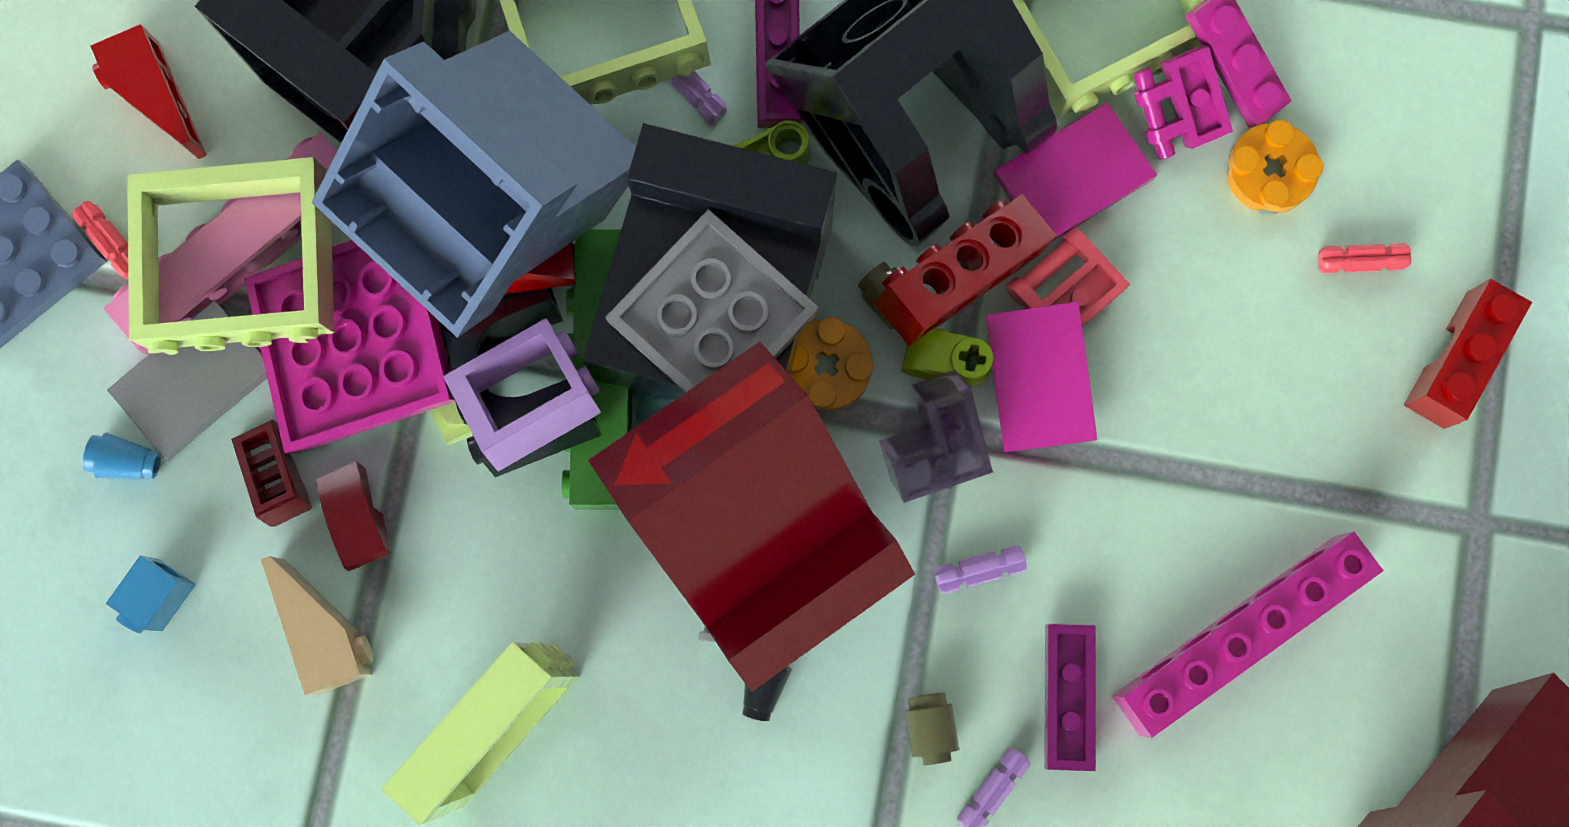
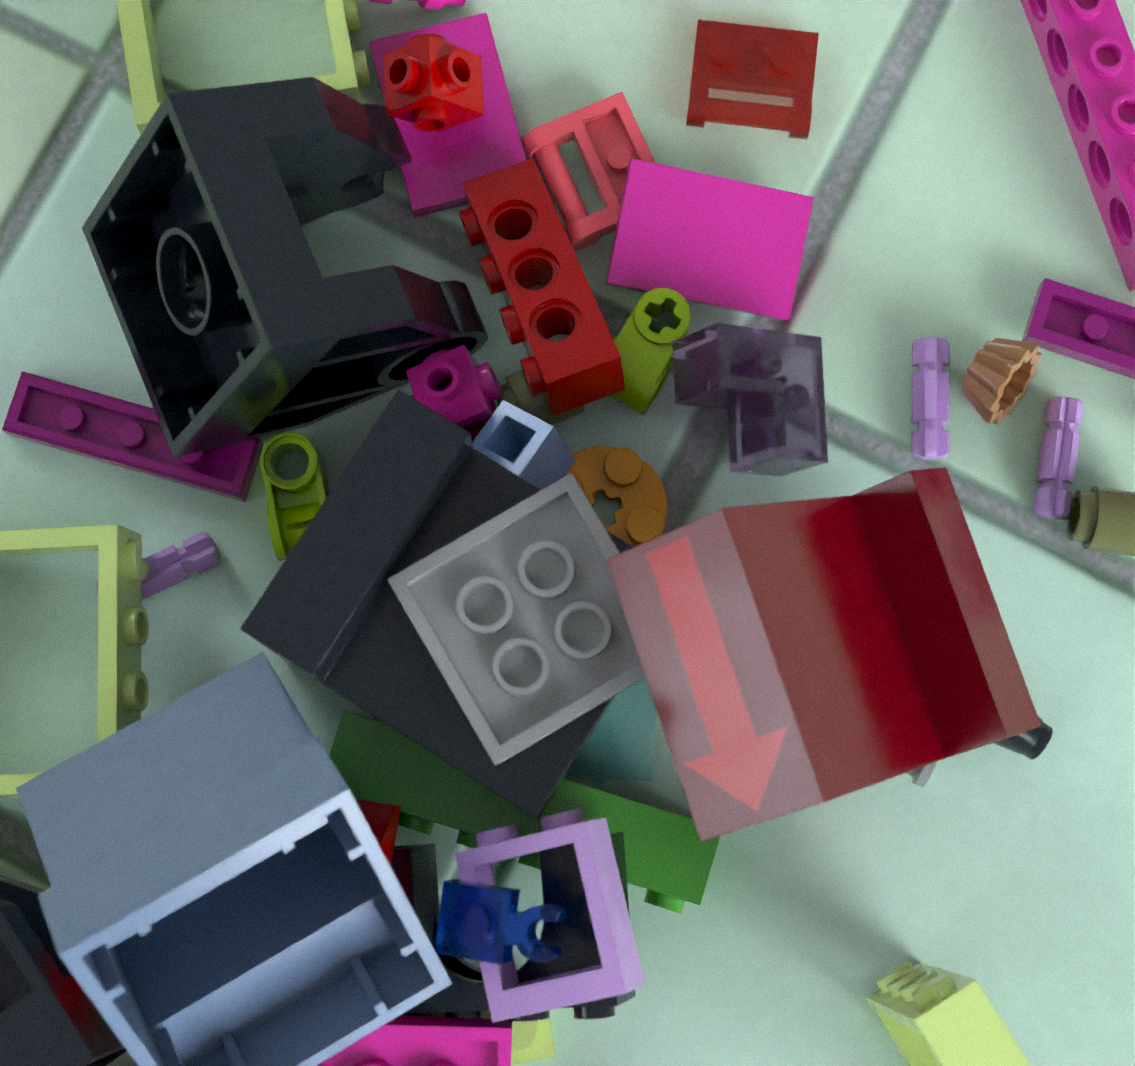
camera: 75 degrees left, 0 degrees up
(502, 350) = (485, 923): none -> clear blue plate
(840, 288) = (524, 446): none -> light blue brick
(864, 235) = (456, 388): none -> dark pink brick
(966, 674) = (1058, 458): none -> lavender axle
(1010, 613) = (1000, 377): none -> medium nougat piece
(1085, 149) = (433, 83): none -> red brick
(1188, 372) = (752, 62): none -> clear red plate

